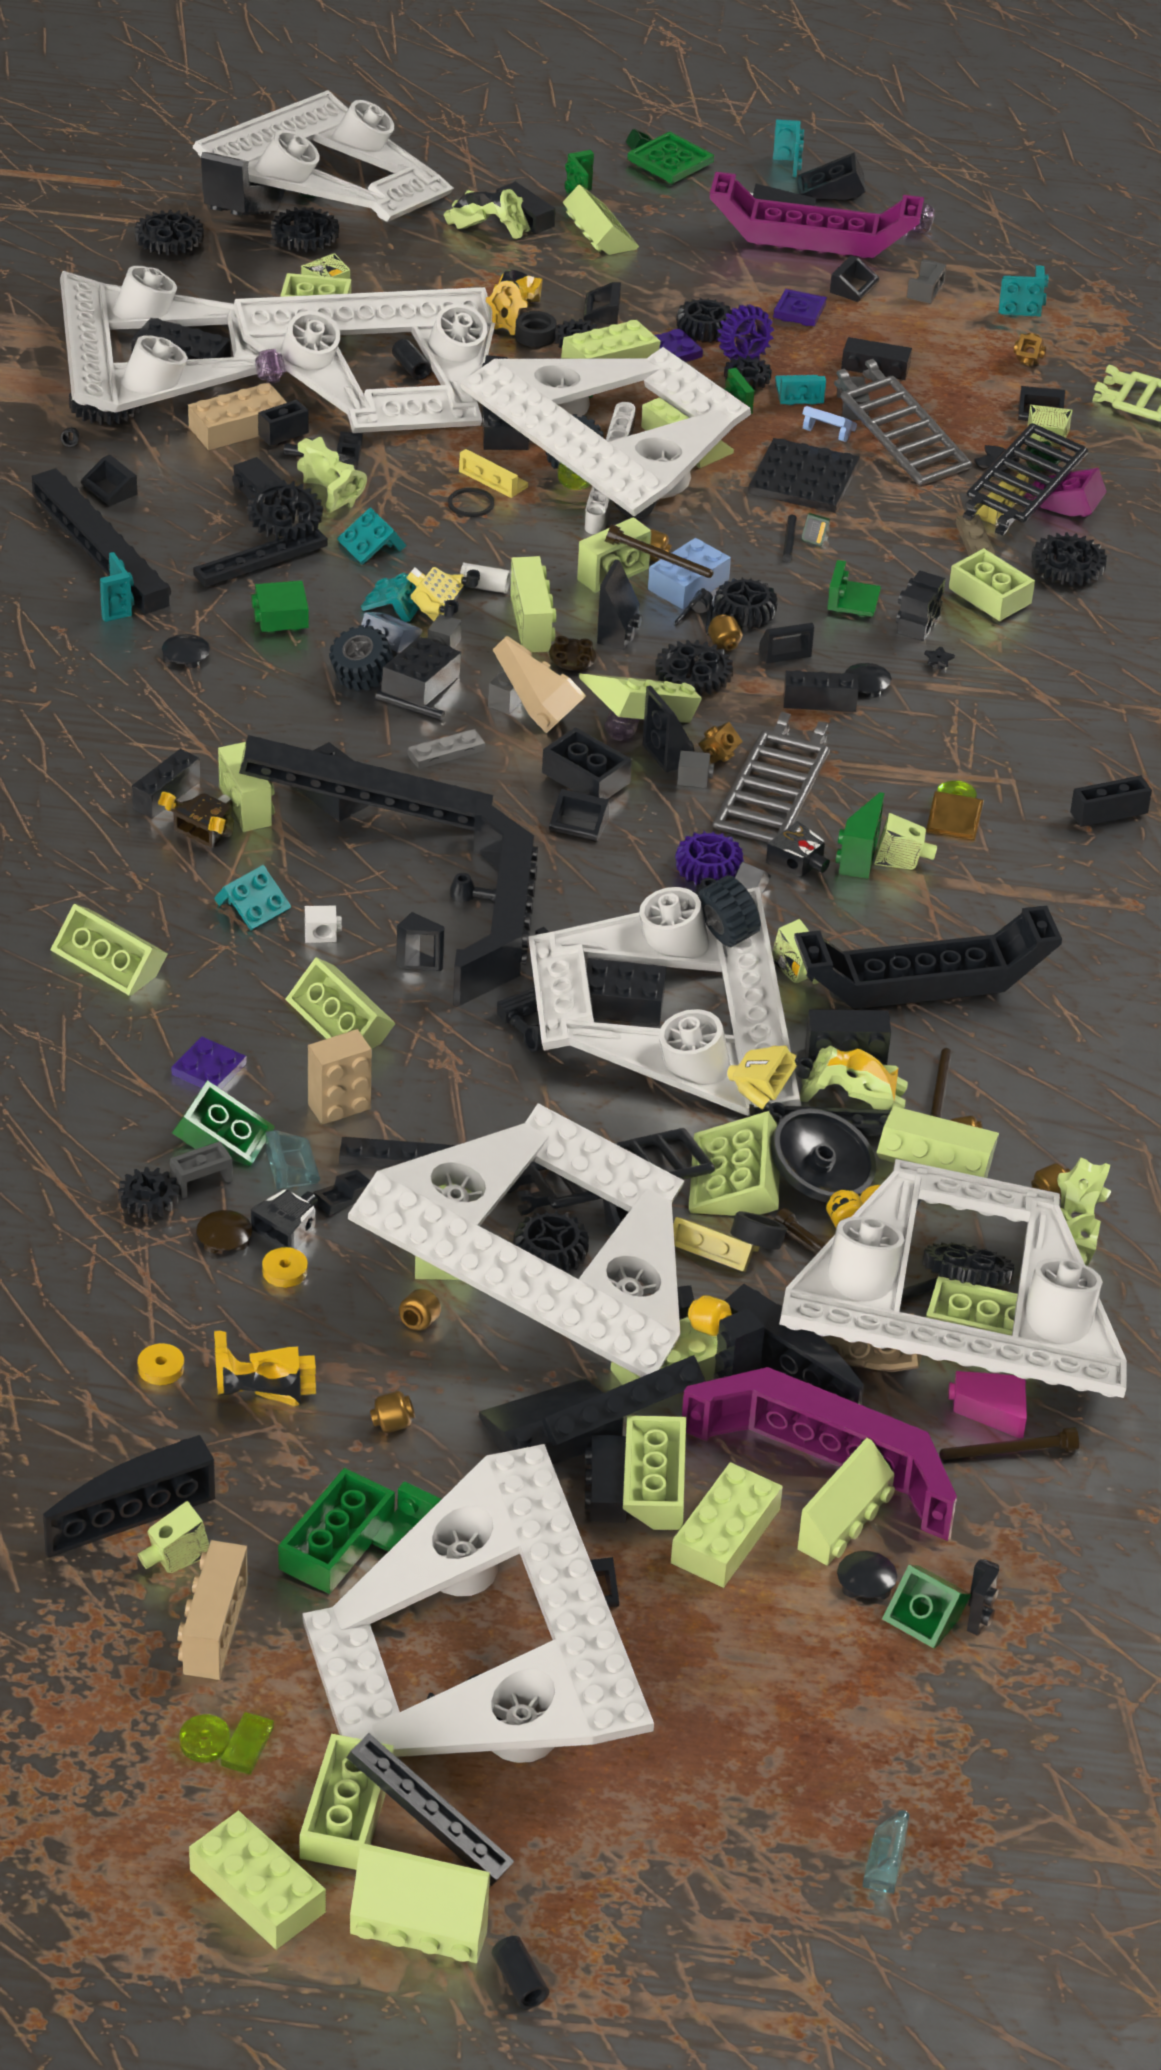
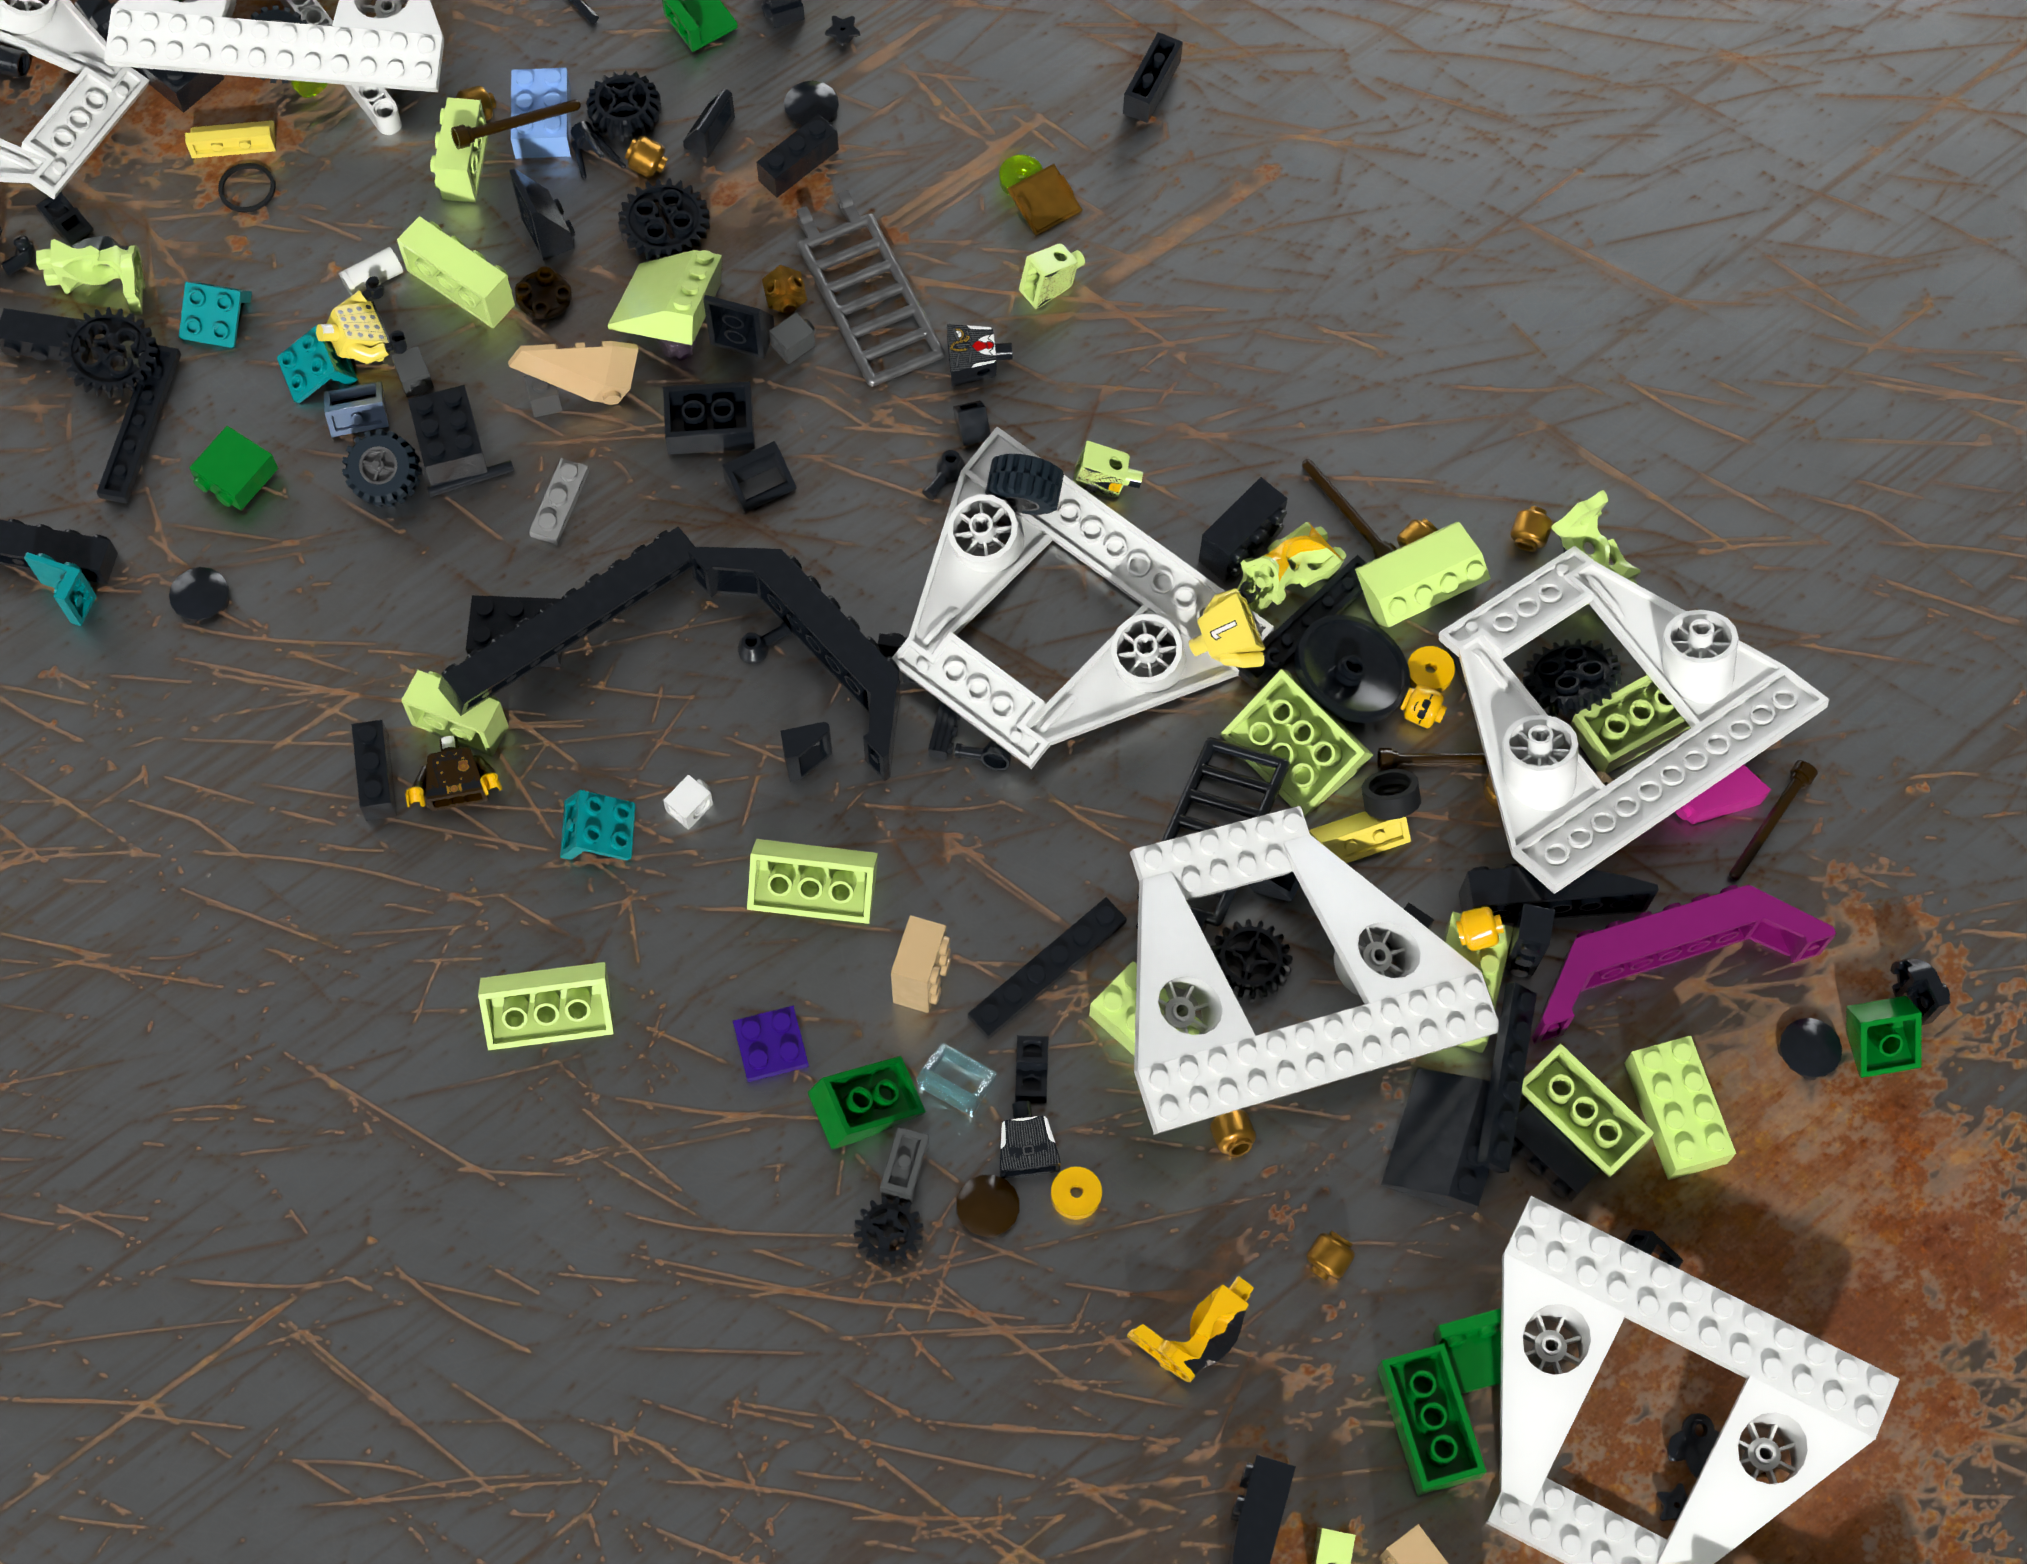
camera: 45 degrees left, 25 degrees up
(165, 1354) = (1103, 1378): yellow piece -> none
(626, 990) = (1017, 634): black brick -> none
(708, 857) = (894, 428): dark purple gear -> none
(845, 1504) = (1740, 1003): yellowish green slope -> none
(860, 839) = (1022, 299): green slope -> none
(932, 968) = (1222, 381): black slope -> none

